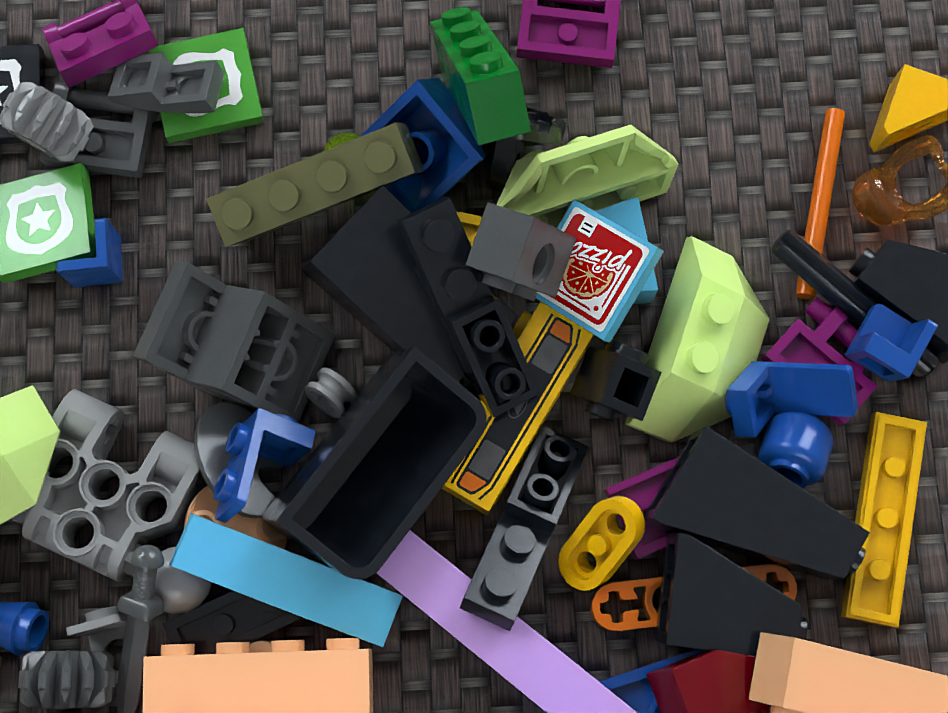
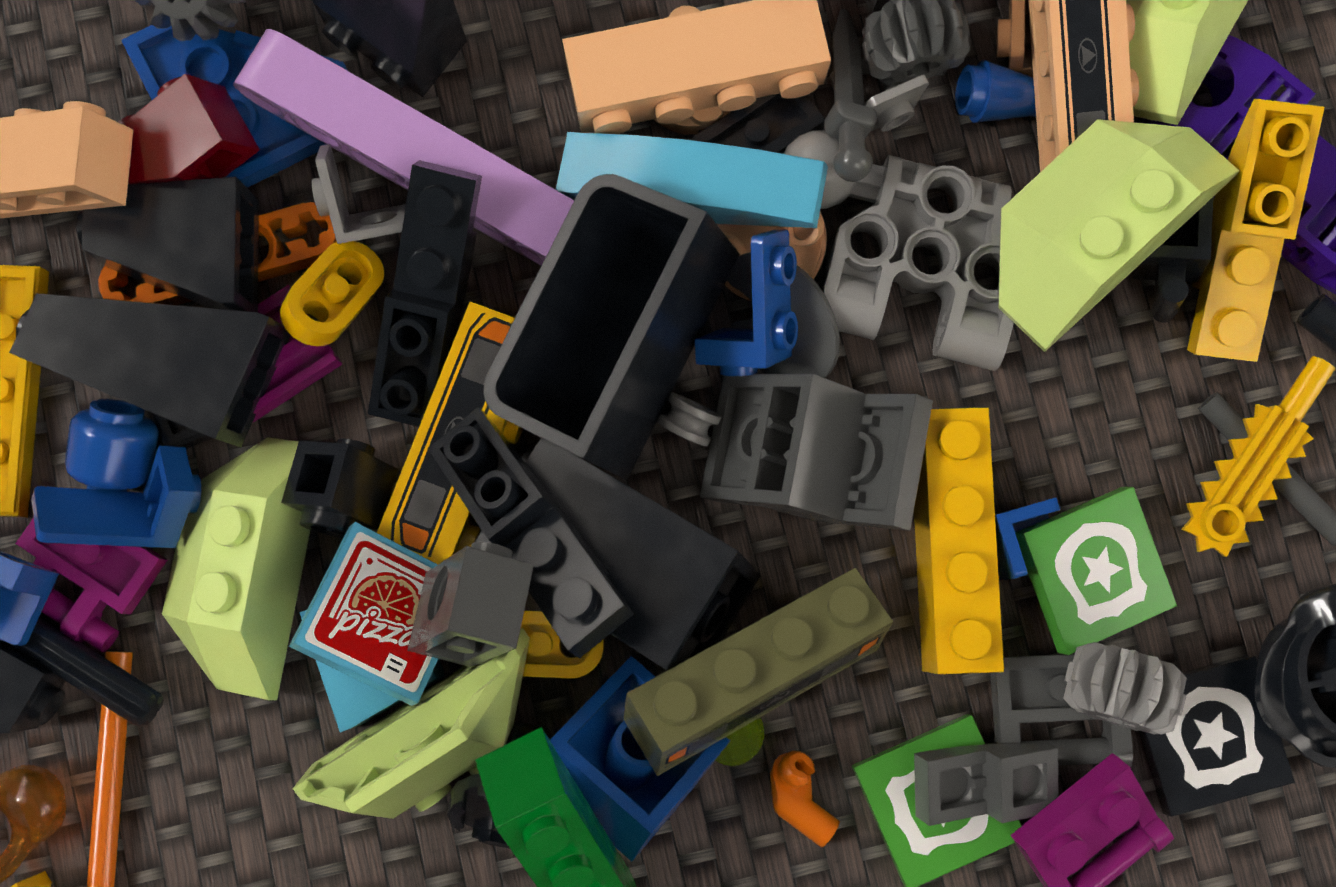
camera: 165 degrees right, 5 degrees up
(142, 253) = (958, 546): none -> yellow brick
(312, 103) = (793, 797): none -> orange arm
(579, 609) = (331, 201): none -> light grey bracket

